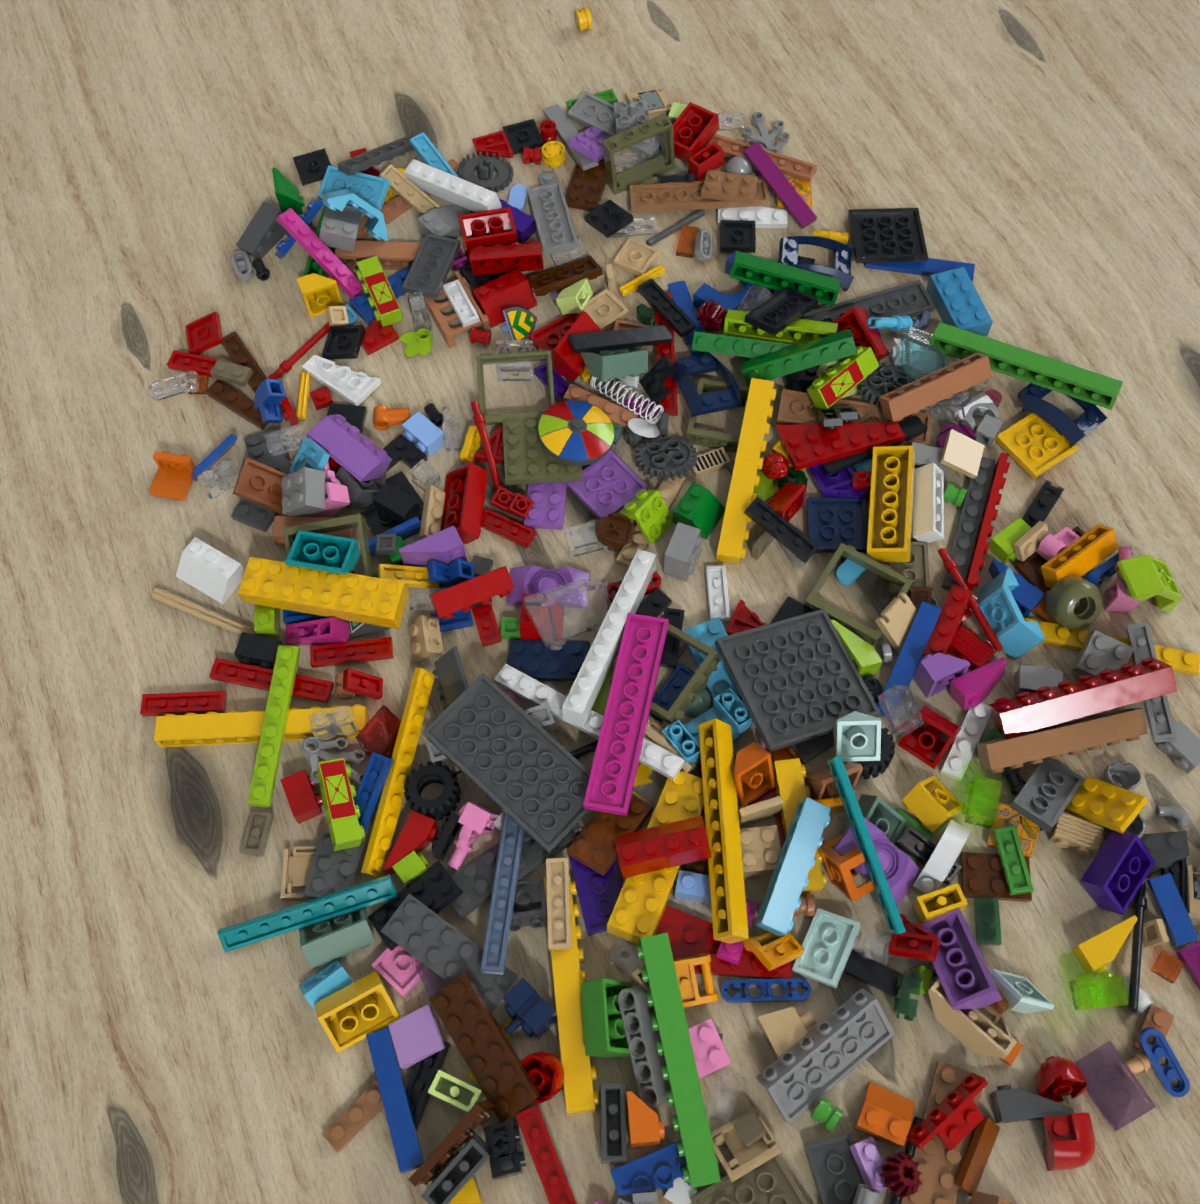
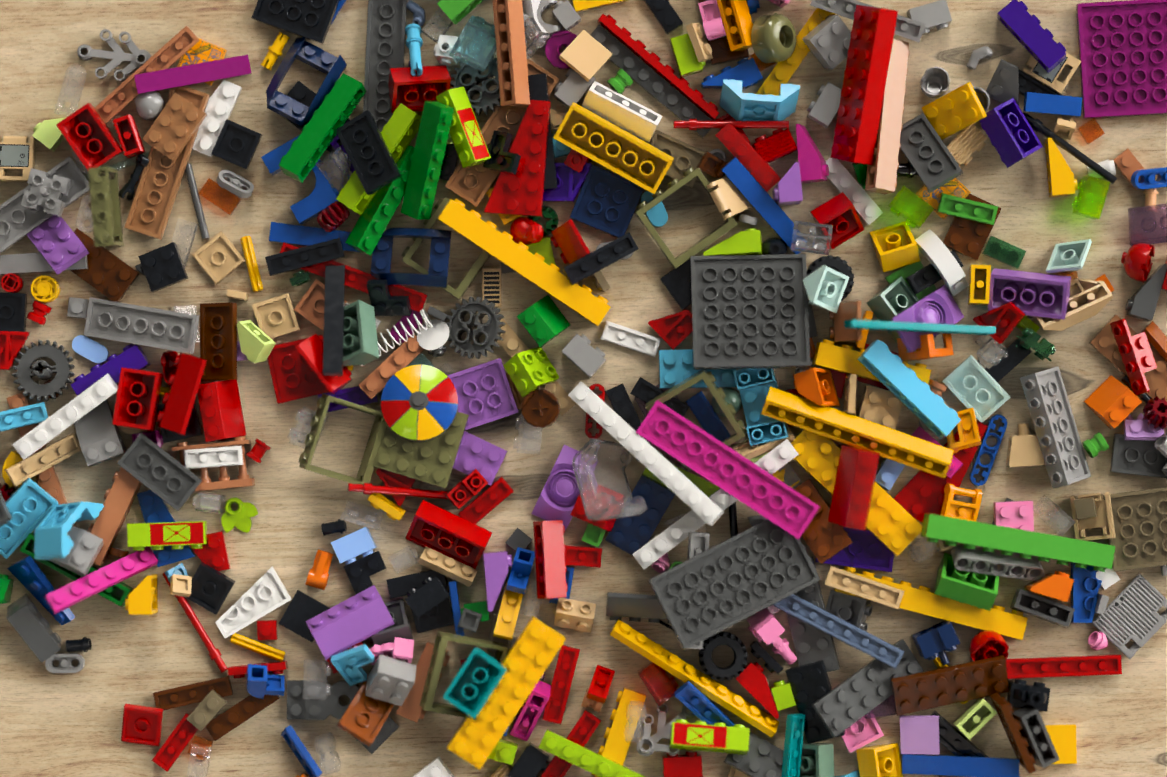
camera: 70 degrees left, 25 degrees up
(519, 323) = (262, 408): shield -> none

